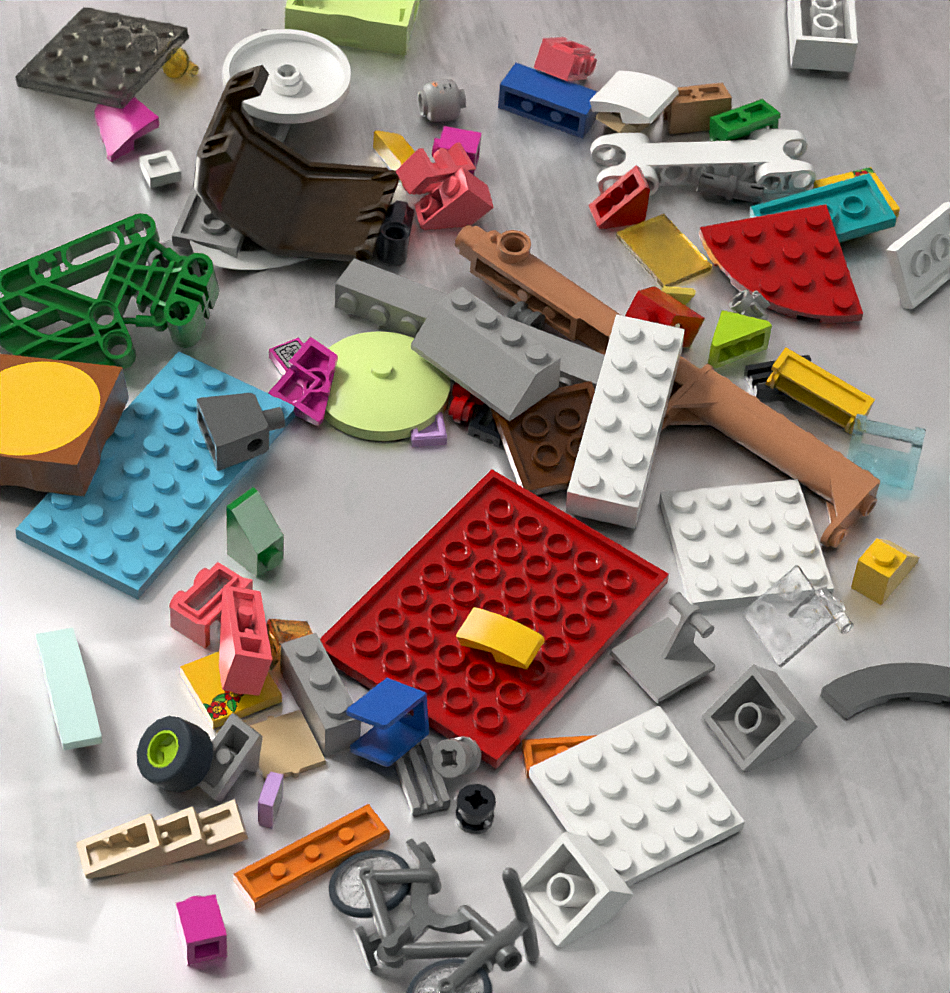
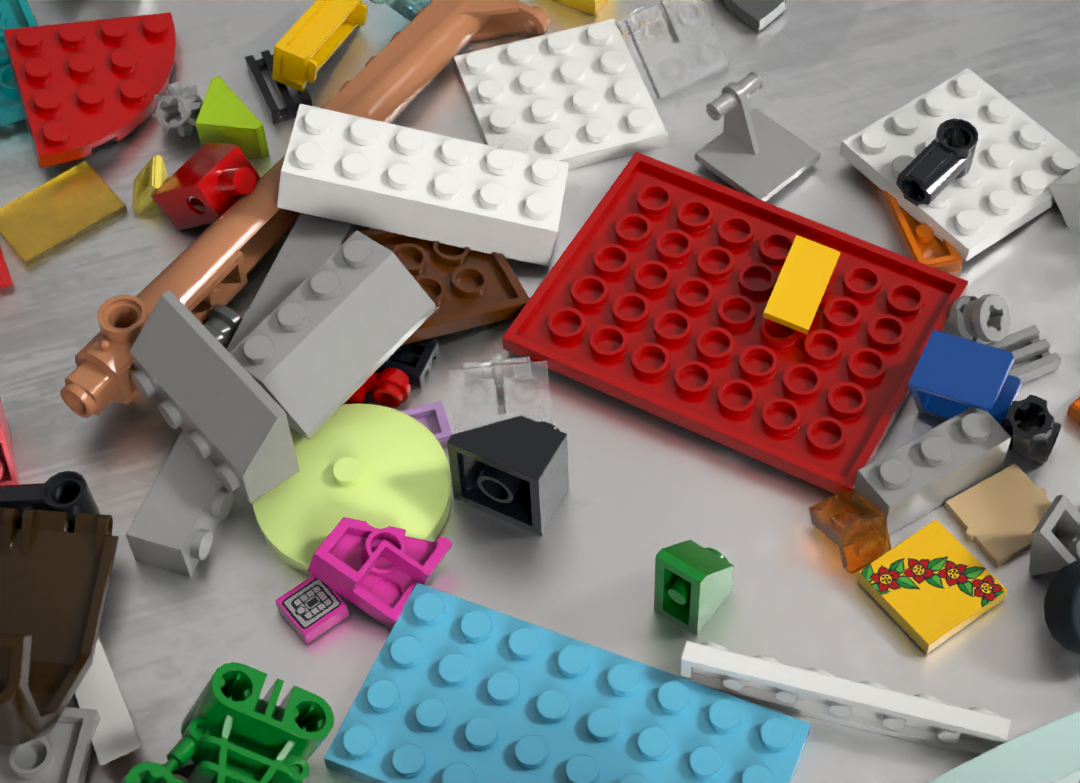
camera: 90 degrees left, 5 degrees up
(144, 612) = (843, 701): none -> white plate
(202, 604) = (812, 623): coral window -> none
(236, 427) = (505, 628): dark grey torso -> none
(243, 641) = (896, 552): coral slope -> none
(340, 757) = (1031, 429): none -> black piece
(358, 452) = (511, 470): none -> black slope
(407, 302) = (213, 401): none -> light grey slope
(426, 455) = (499, 391): none -> clear plate
(482, 815) = (1038, 299): black wheel -> none
(606, 746) = (940, 162): none -> black piece
(759, 719) = (826, 64): light grey slope -> none

